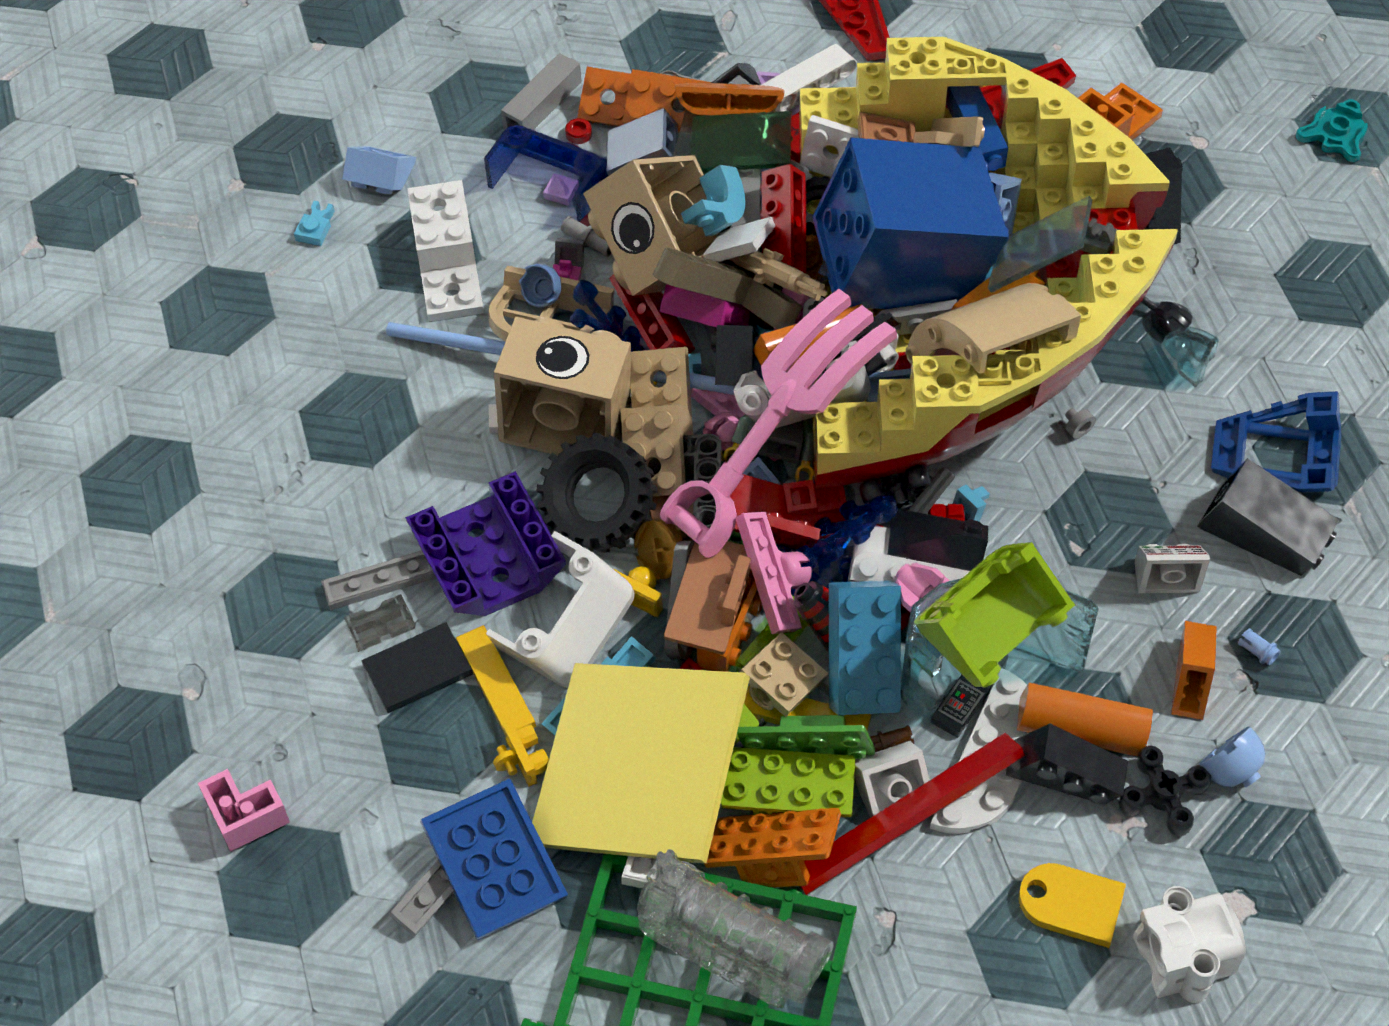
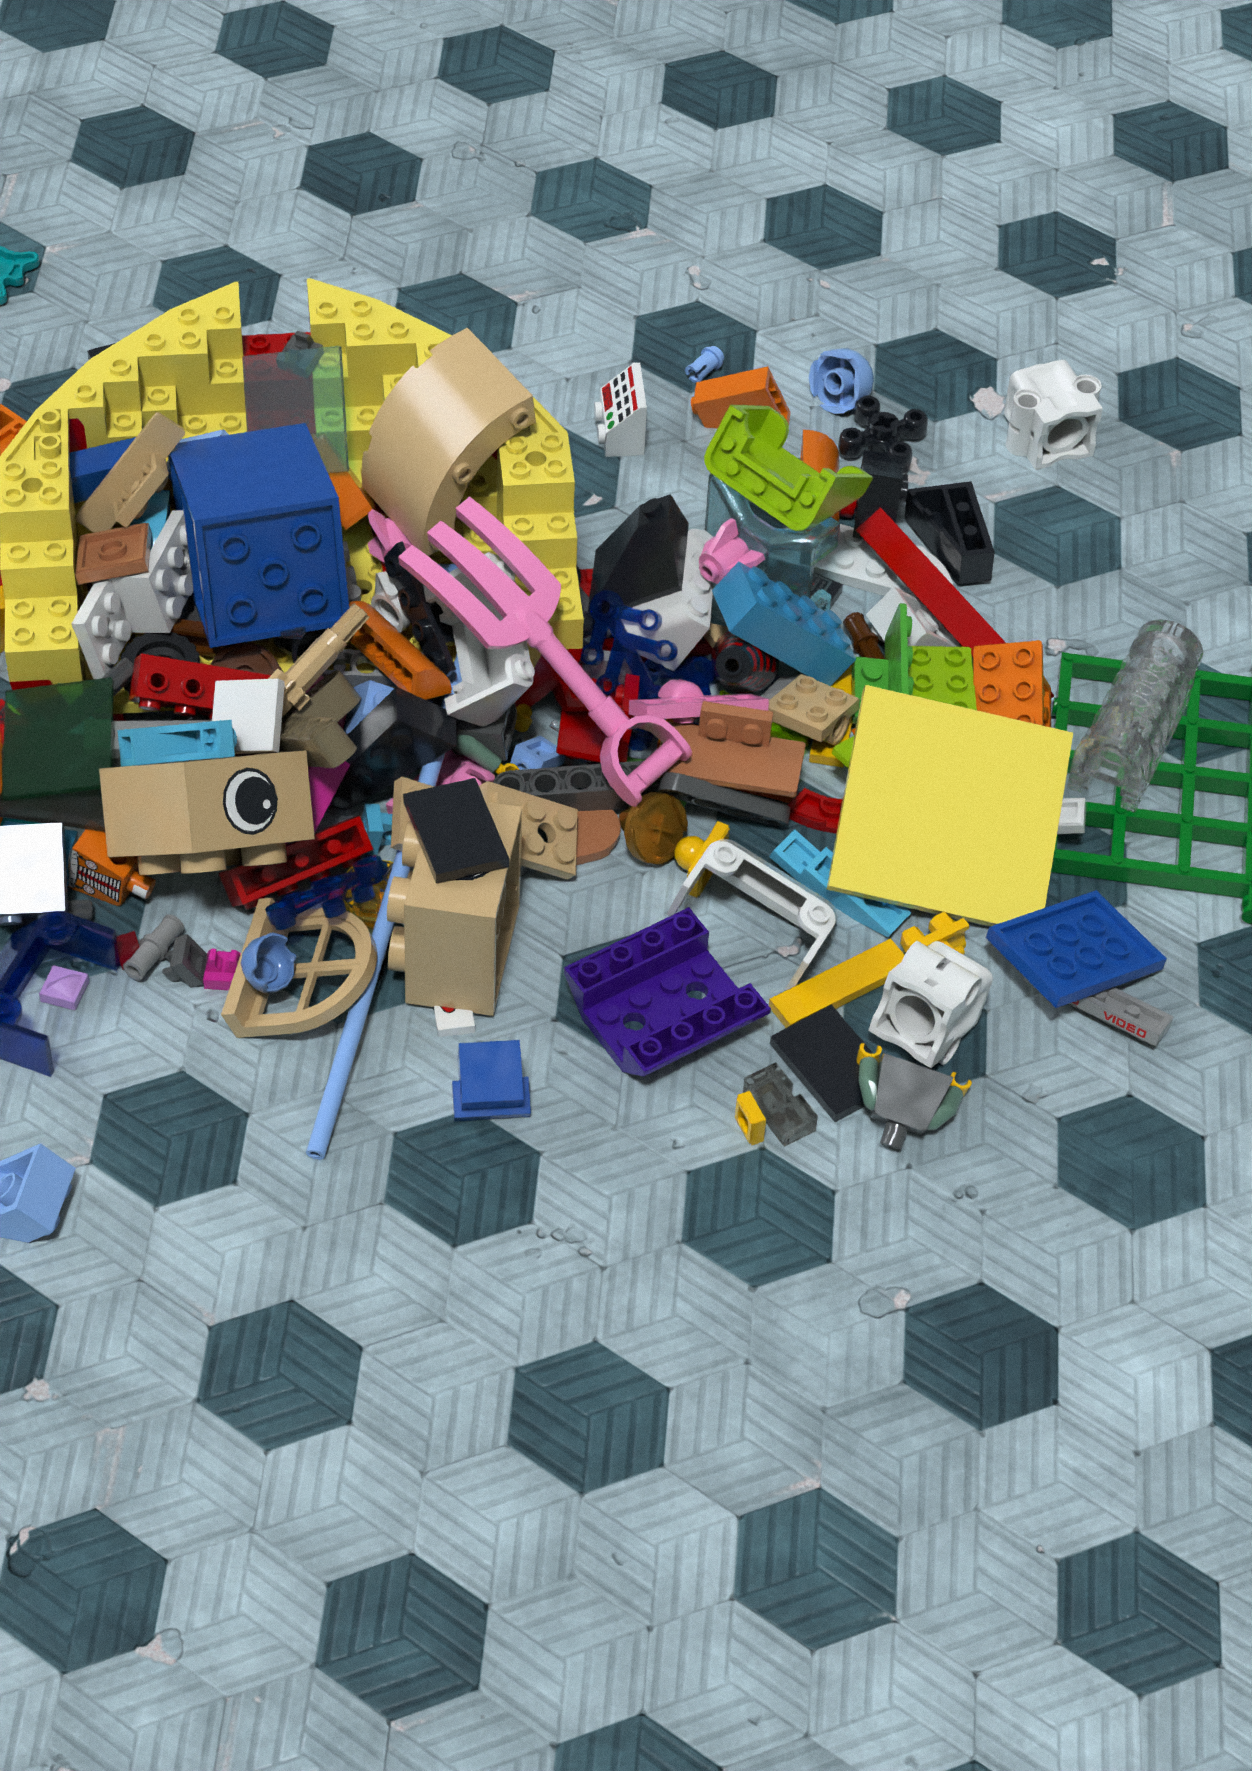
camera: 100 degrees left, 5 degrees down
(243, 815) = (1069, 1196): bright pink brick -> none
(314, 227) = (127, 1272): medium azure plate -> none
(360, 703) = (906, 1095): none -> torso
(365, 597) = (750, 1118): none -> yellow tile
(377, 580) = (712, 1116): light grey tile -> none
(426, 426) = (490, 1082): none -> blue plate
(439, 725) = (931, 1002): none -> white piece
(445, 250) = (184, 1087): white bracket -> none
(567, 471) = (619, 852): black tyre -> none
(583, 349) = (455, 830): none -> black tile
(1021, 832) = (953, 529): none -> black wedge
(1074, 902) = (1014, 503): yellow tile -> none
(1269, 519) = (555, 344): slope -> none
(1323, 440) = (468, 304): blue windscreen -> none

